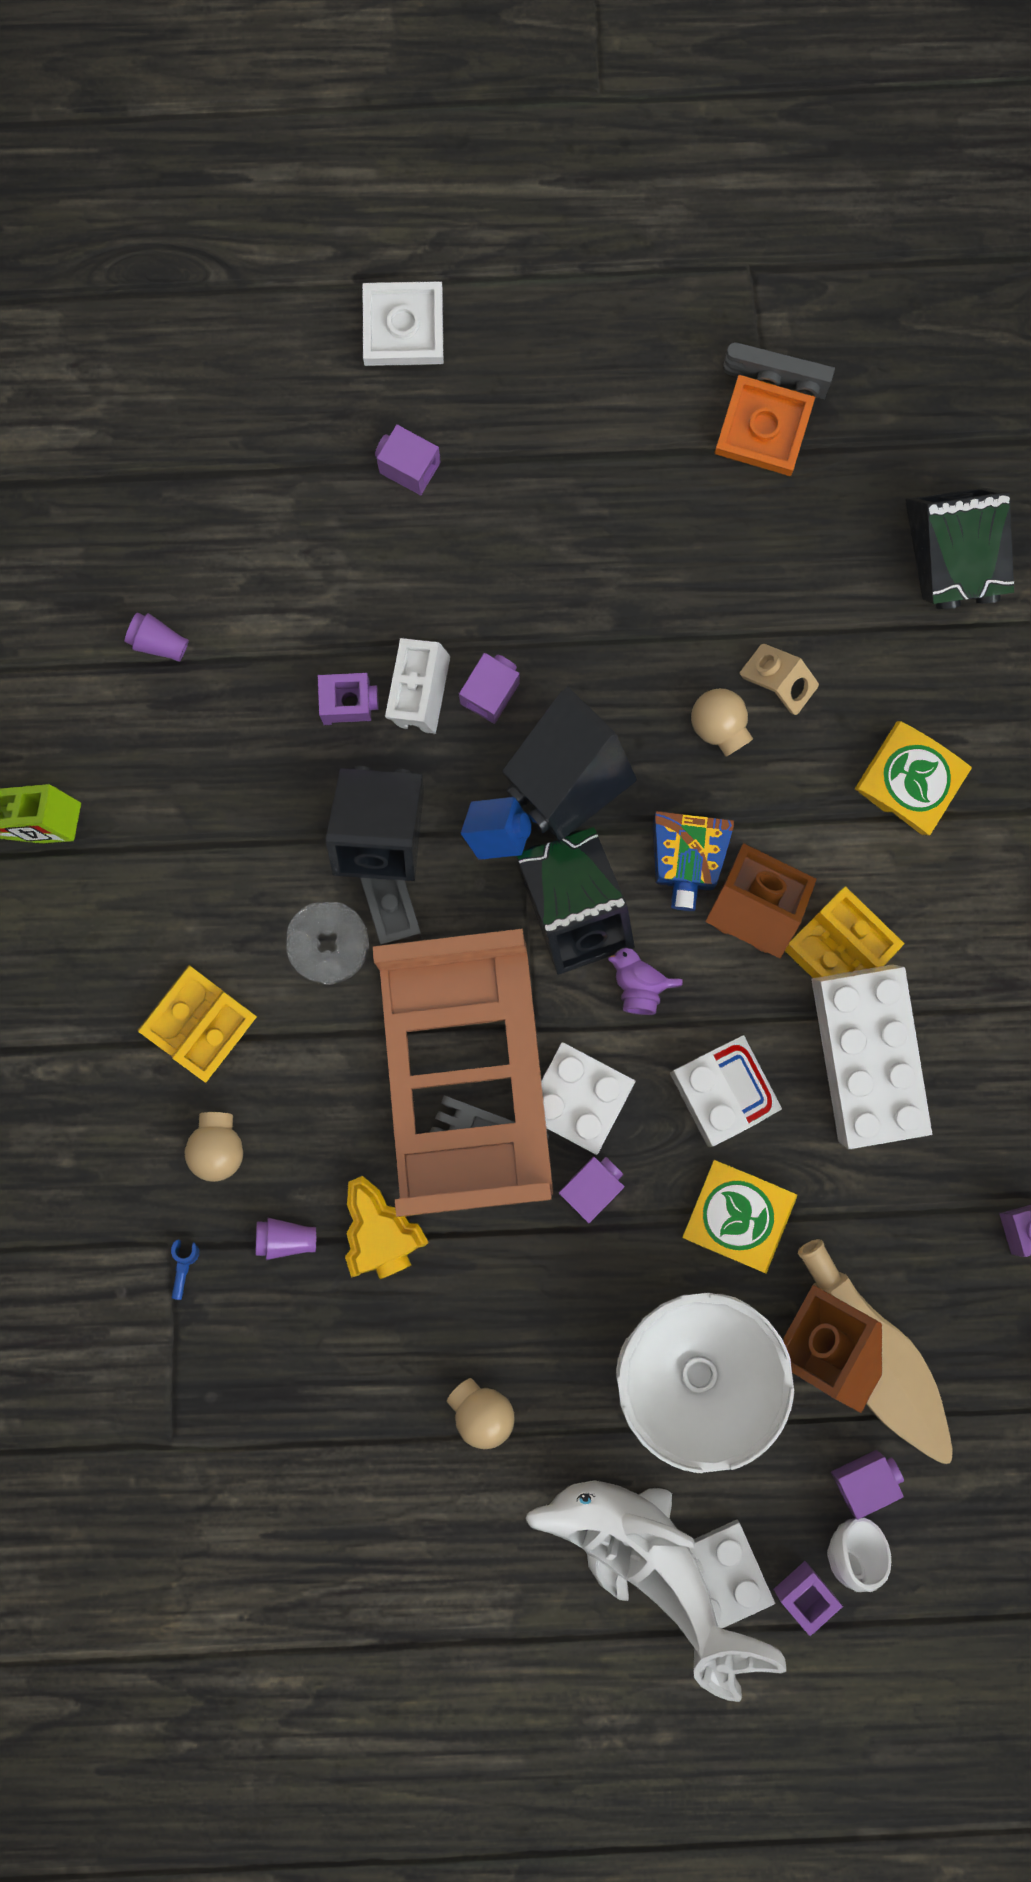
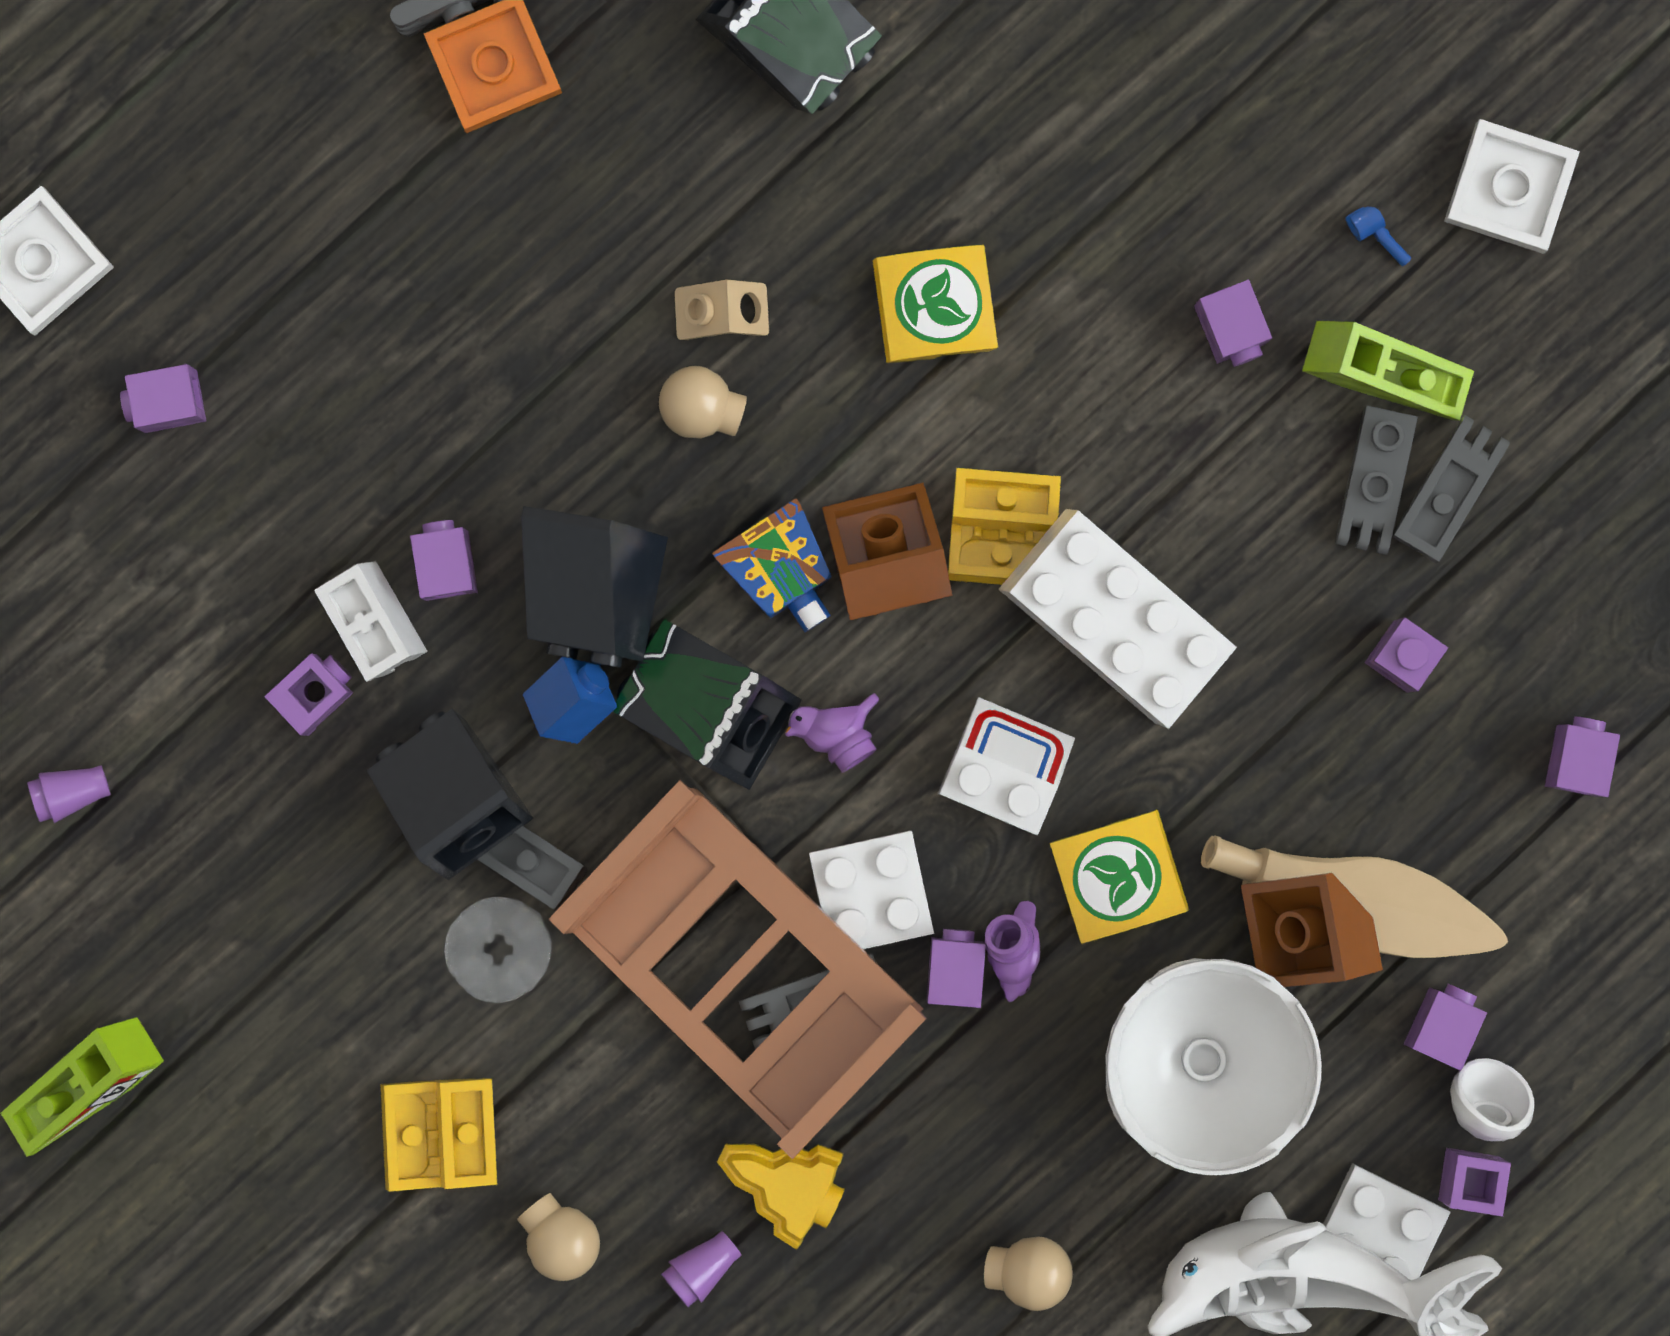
camera: 45 degrees left, 5 degrees up
(638, 1206) = (1014, 949): none -> medium lavender animal

